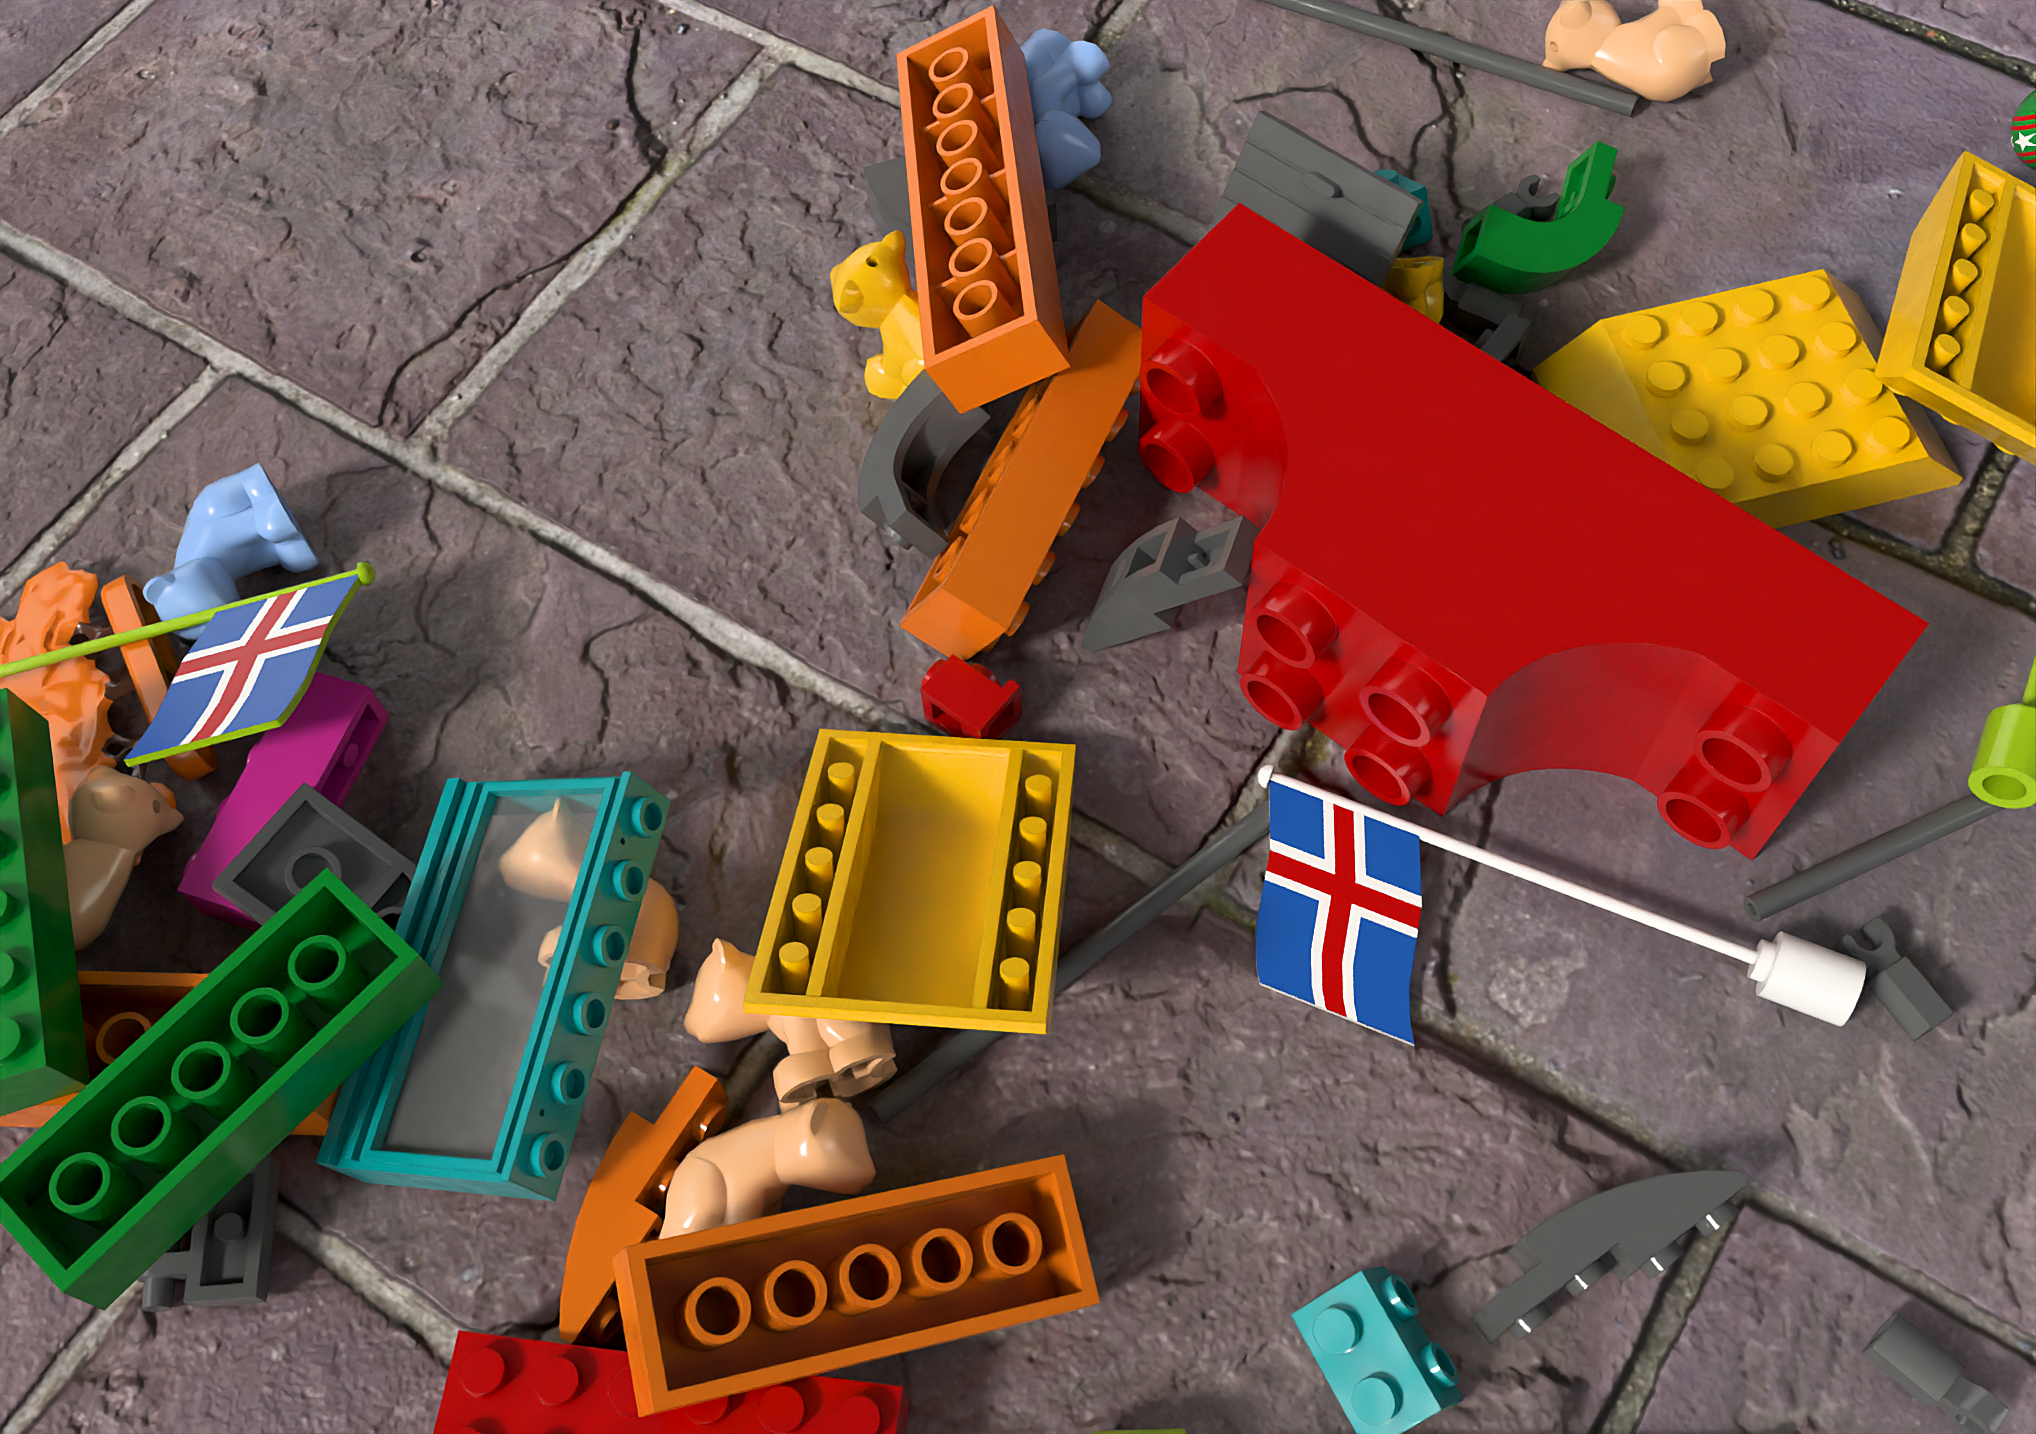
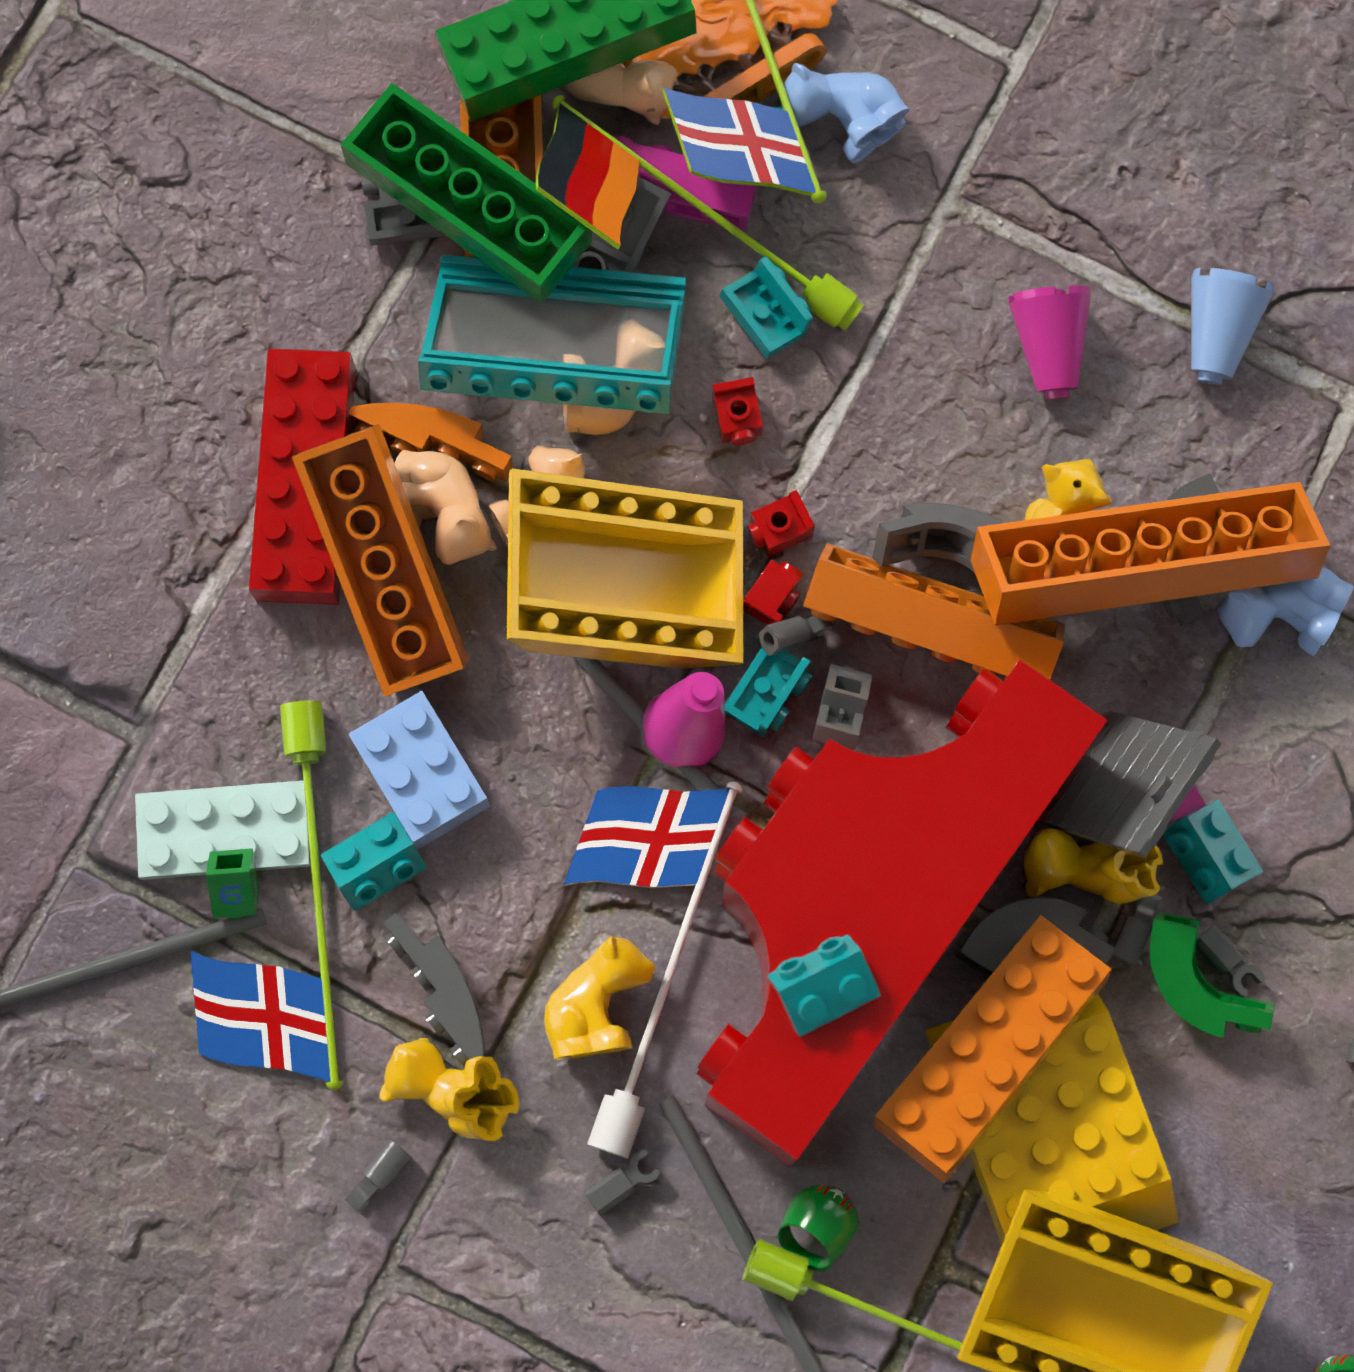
camera: 80 degrees right, 15 degrees up
(263, 867) = (597, 177): none -> flag
(518, 678) = (768, 308): none -> teal bracket
(639, 327) = (1052, 335): none -> dark pink cone
(654, 144) = (1223, 320): none -> light blue cone
(674, 735) = (735, 395): none -> red brick
(860, 683) = (775, 539): none -> red brick
(1037, 674) = (792, 633): none -> dark grey bar
(1118, 717) = (766, 689): none -> teal bracket
(1161, 820) = (687, 721): none -> dark pink cone
(1224, 1258) = (419, 770): none -> light blue brick
(1636, 1018) = (578, 1009): none -> yellow animal
(1653, 558) = (824, 984): none -> teal bracket
(1698, 416) = (991, 1048): none -> orange brick
(1798, 1204) = (470, 1099): none -> yellow animal
(1927, 694) = (826, 1215): none -> green helmet

